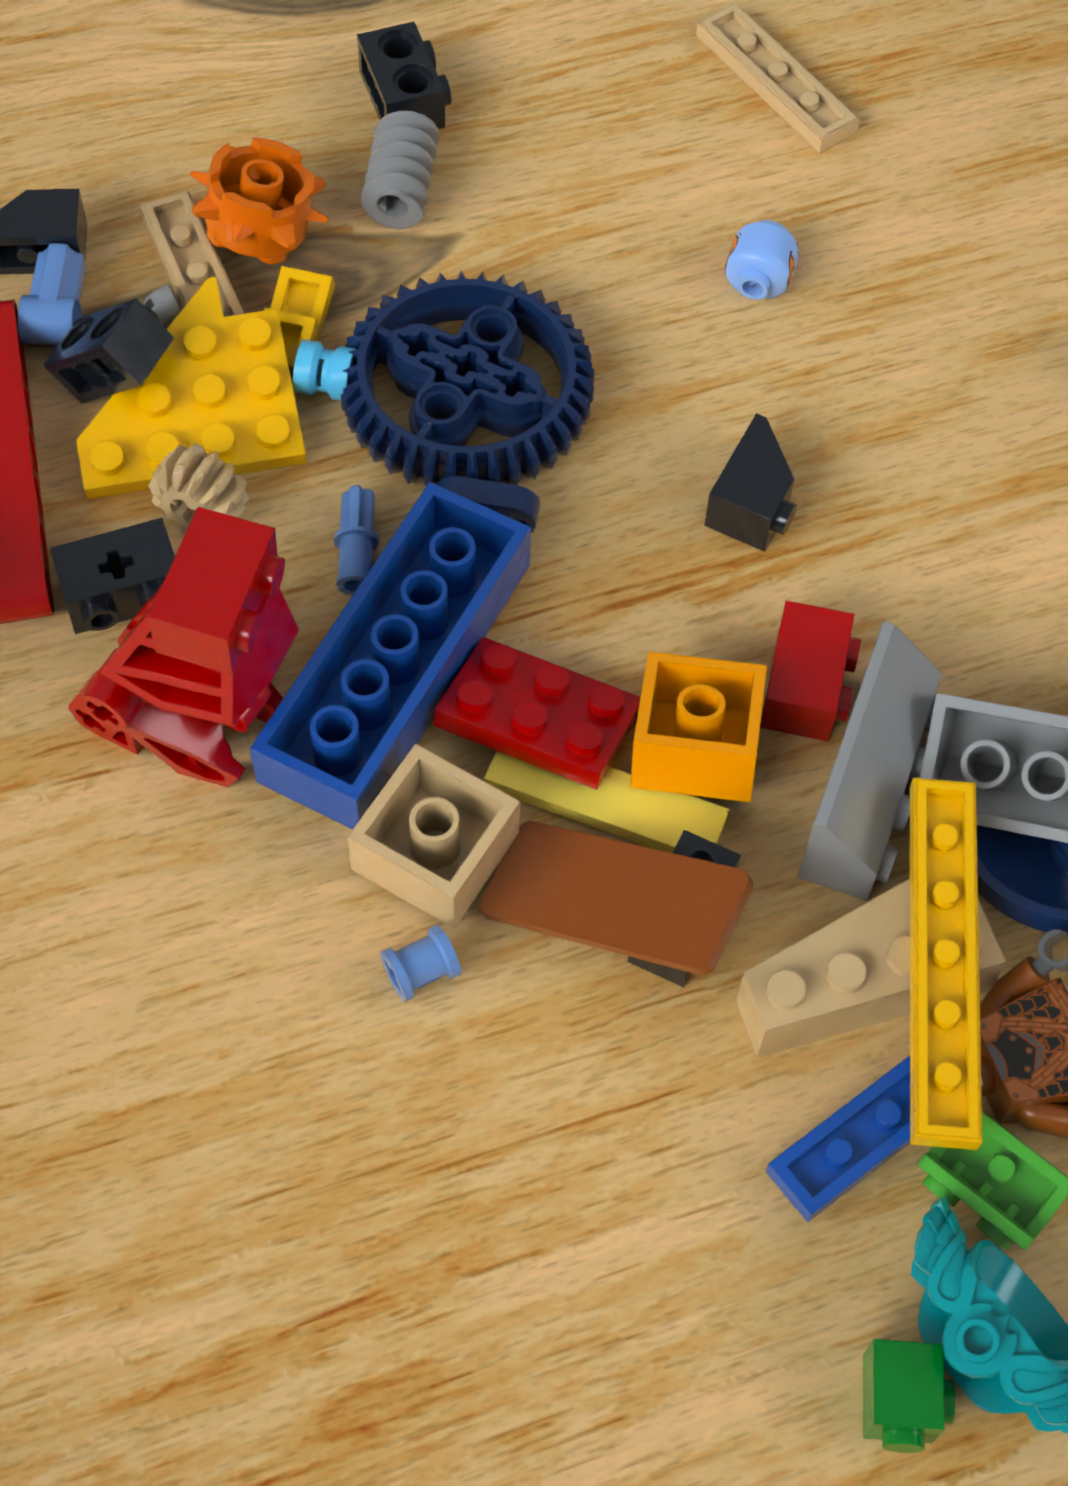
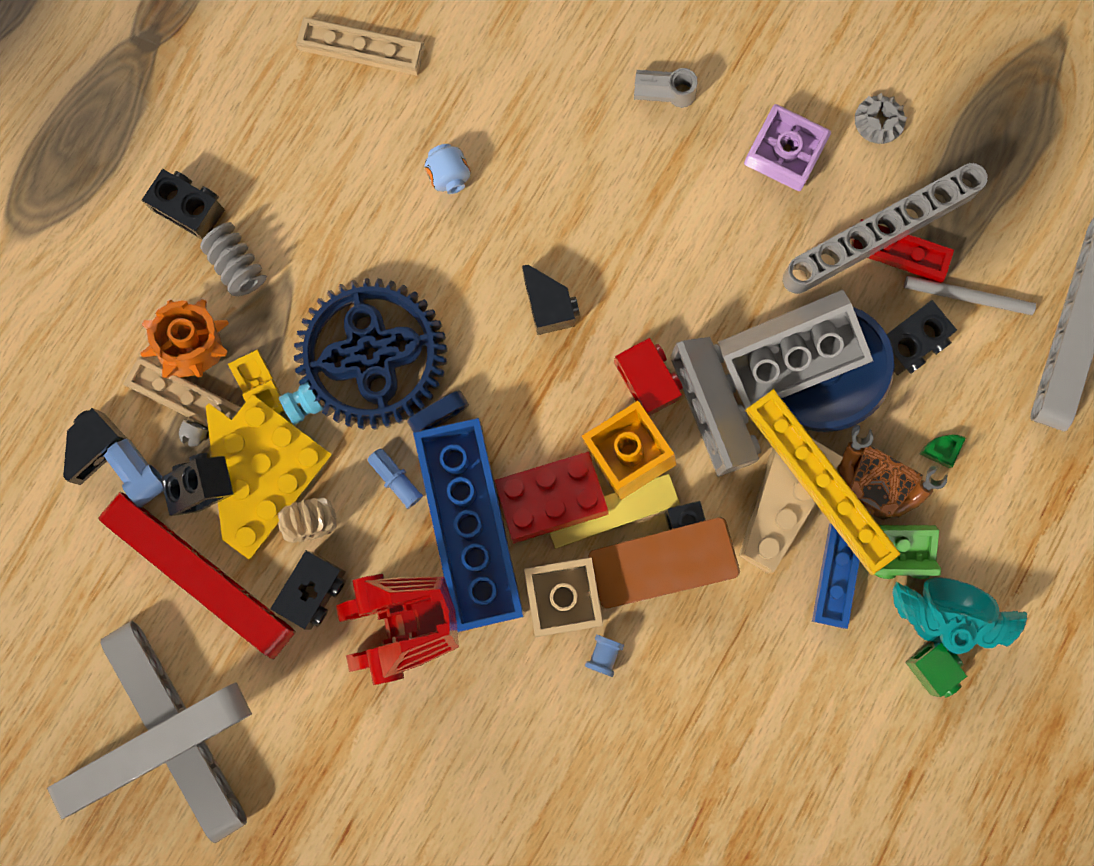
camera: 35 degrees left, 20 degrees up
(216, 591) = (428, 624): red brick -> none

